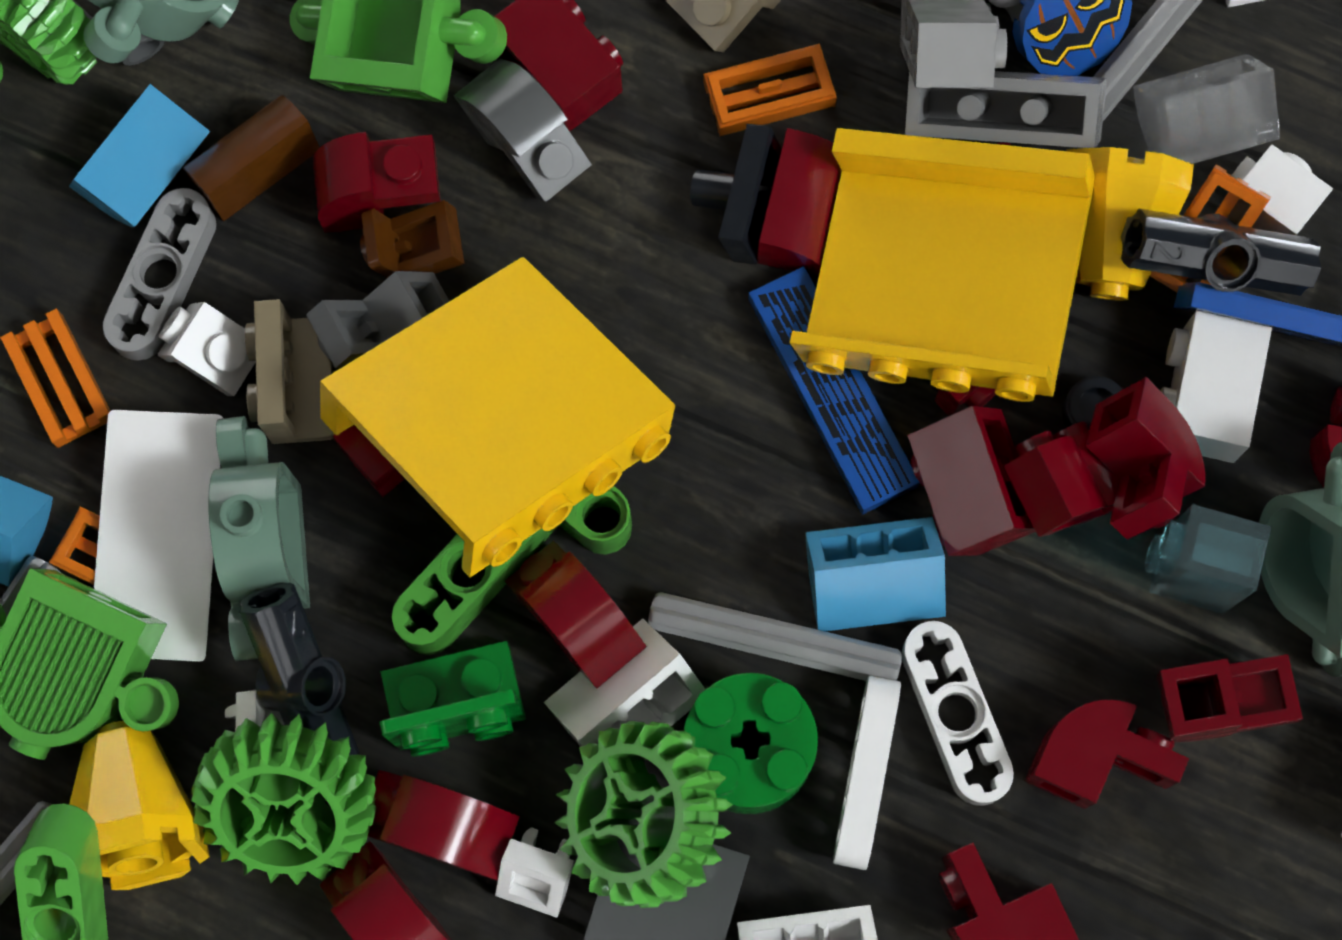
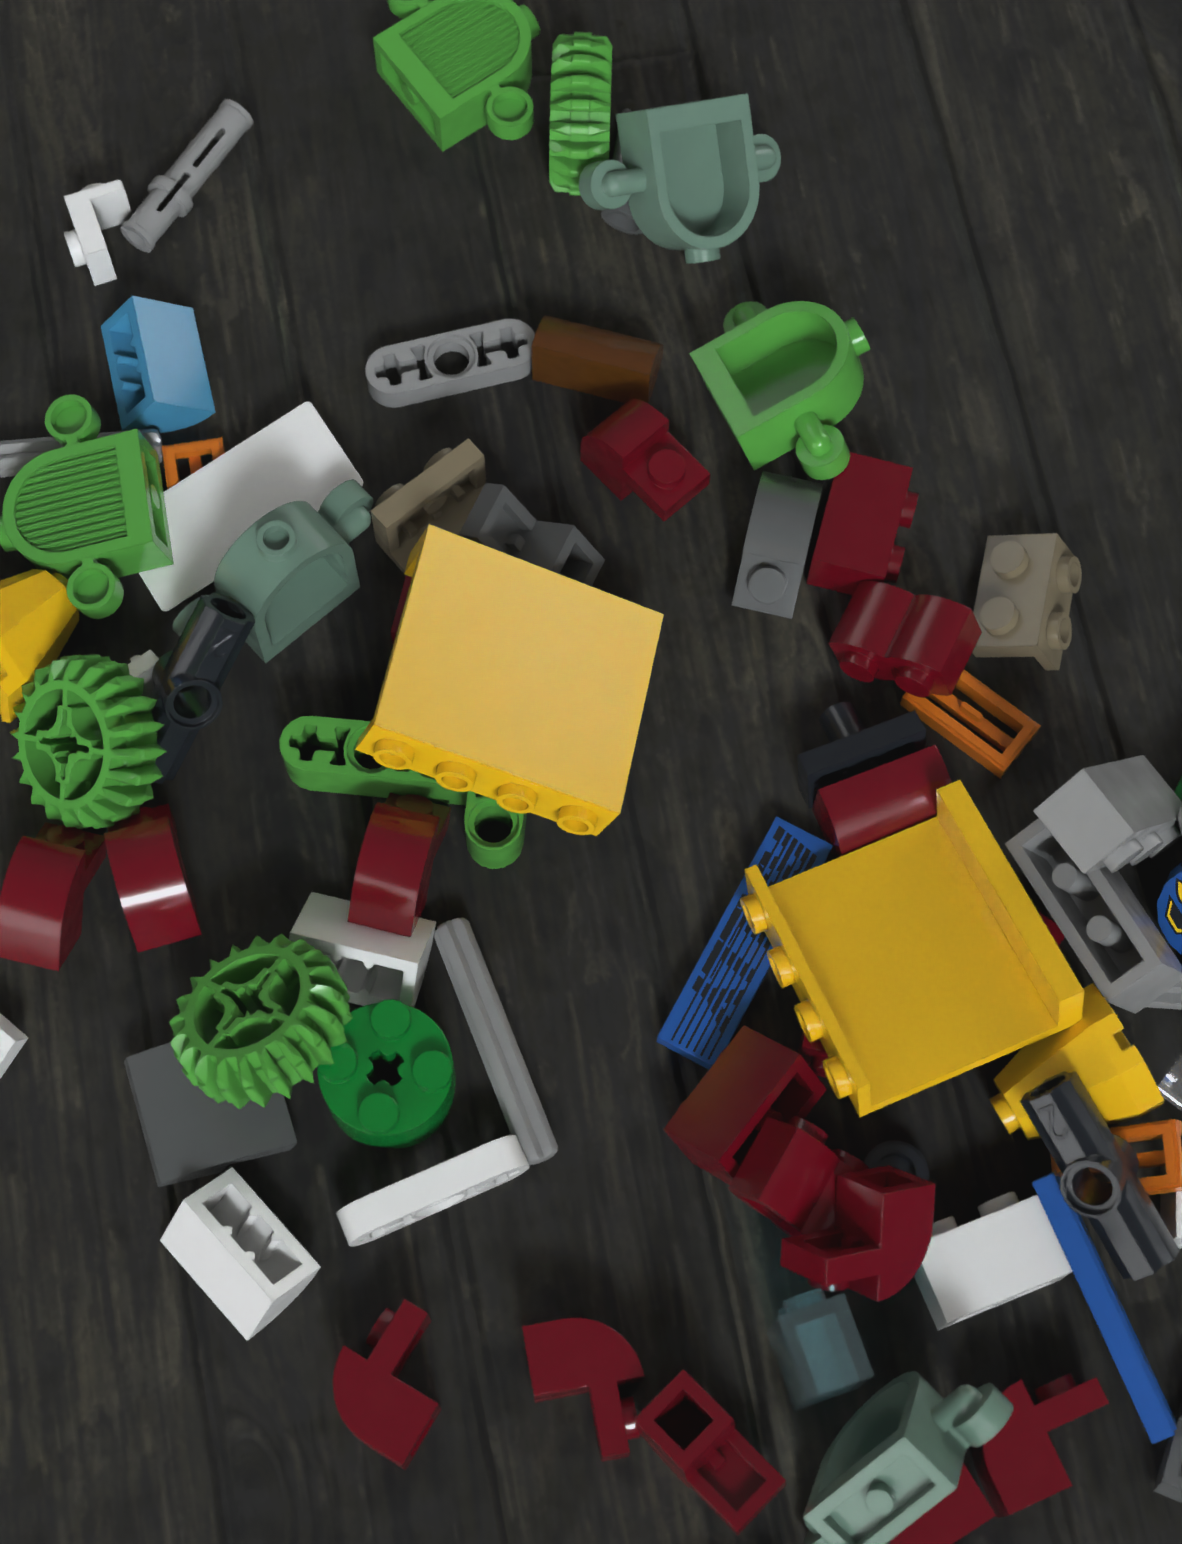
camera: 50 degrees right, 5 degrees down
(35, 335) = (333, 310): orange tile -> none
(139, 157) = (532, 278): dark azure brick -> none
(207, 346) = (414, 434): white bracket -> none
(413, 241) = (616, 526): reddish brown bracket -> none
(451, 698) = (264, 817): green bracket -> none
(534, 875) = (161, 978): white tile -> none
(679, 89) = (905, 639): none -> dark red brick
(876, 574) = (608, 1084): dark azure brick -> none
(989, 753) = (580, 1201): white beam -> none

